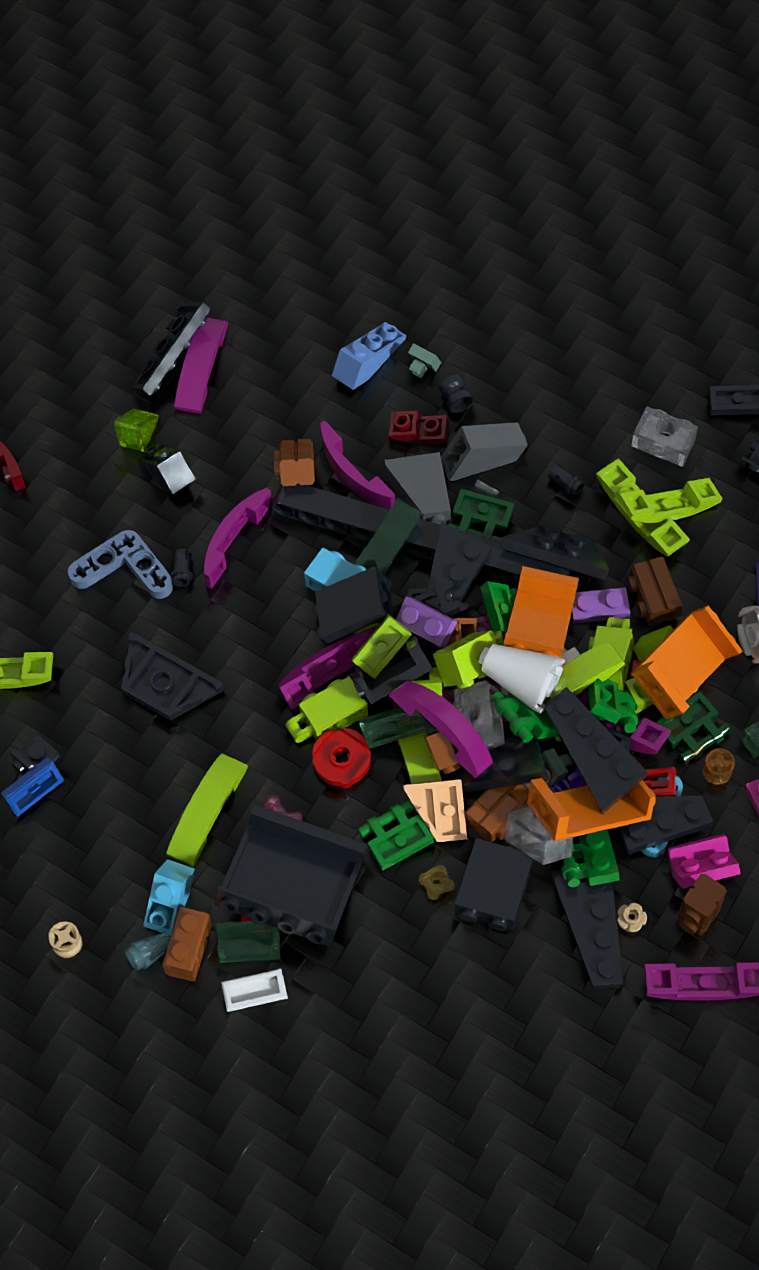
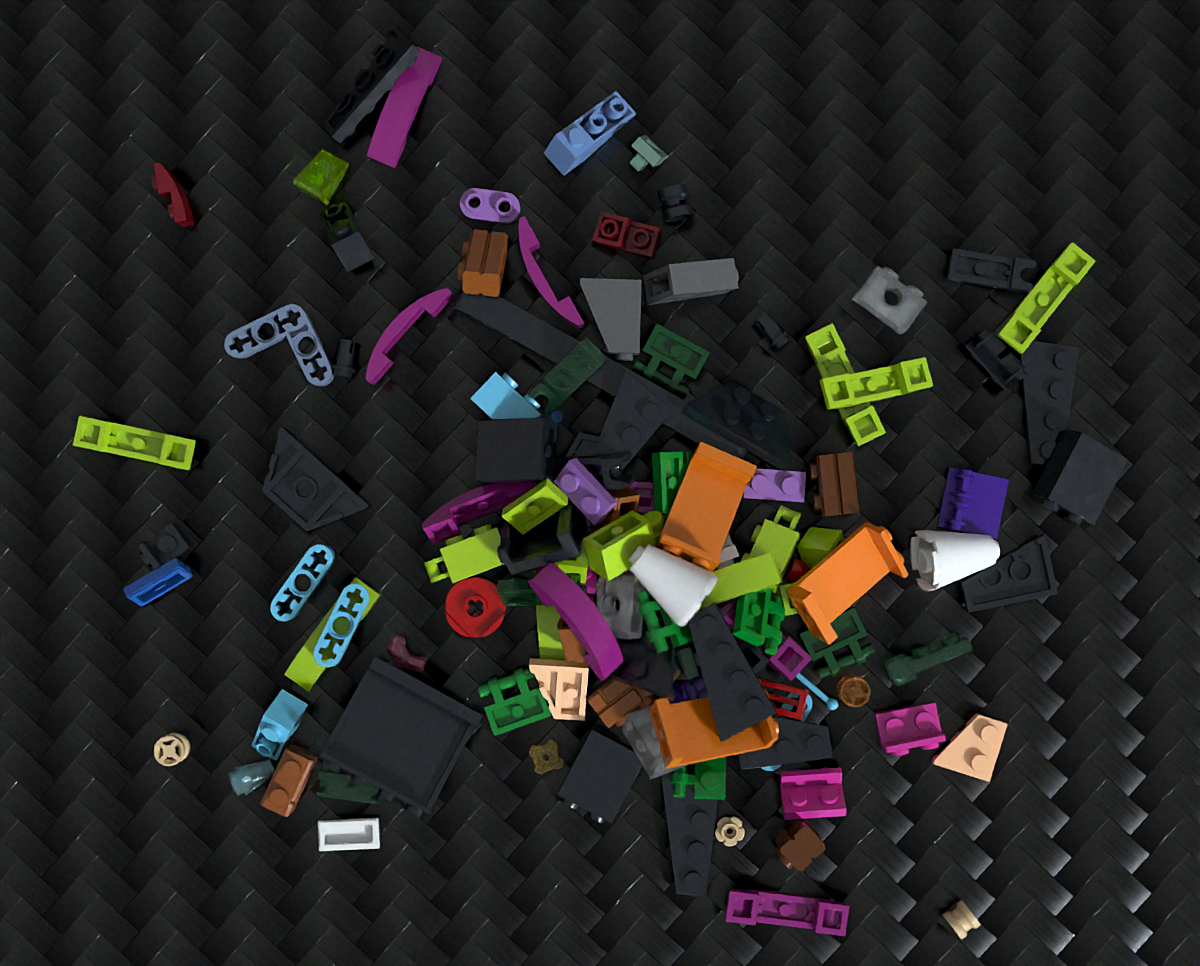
camera: 10 degrees right, 25 degrees up
(154, 780) = (297, 605): none -> medium azure beam
(214, 775) = (345, 601): none -> medium azure beam
(291, 426) = (489, 206): none -> medium lavender plate
(701, 785) = (831, 703): none -> medium azure hinge

